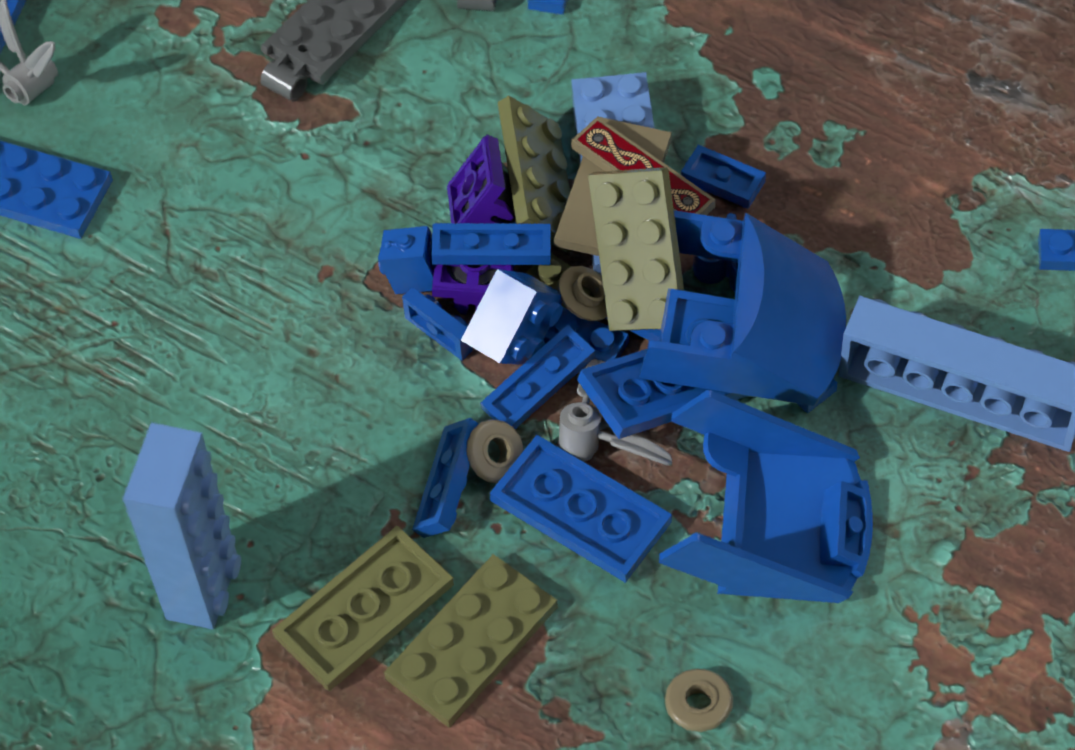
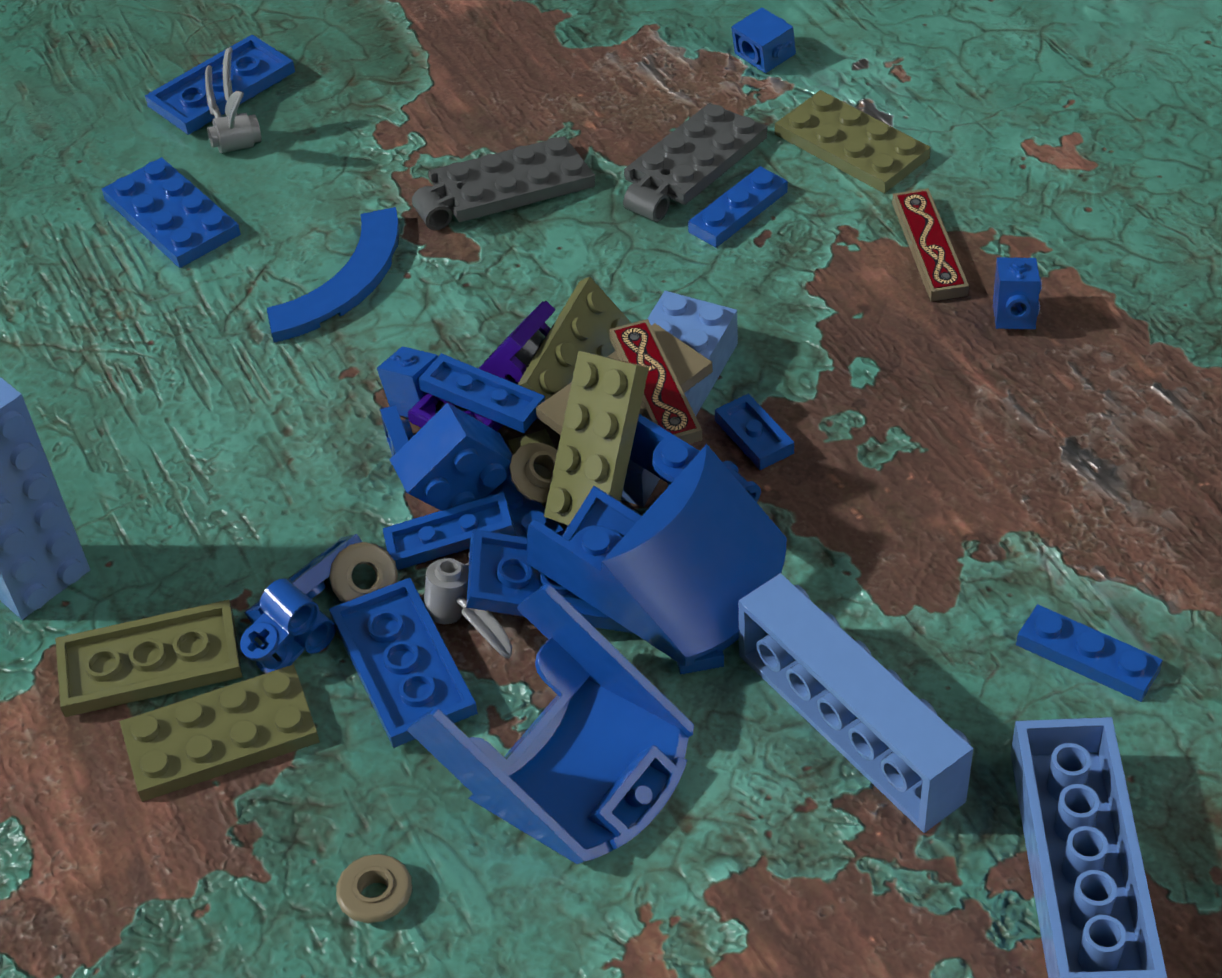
camera: 30 degrees right, 10 degrees down
(263, 186) = (349, 286): none -> blue tile
(473, 521) = (286, 627): none -> blue piece

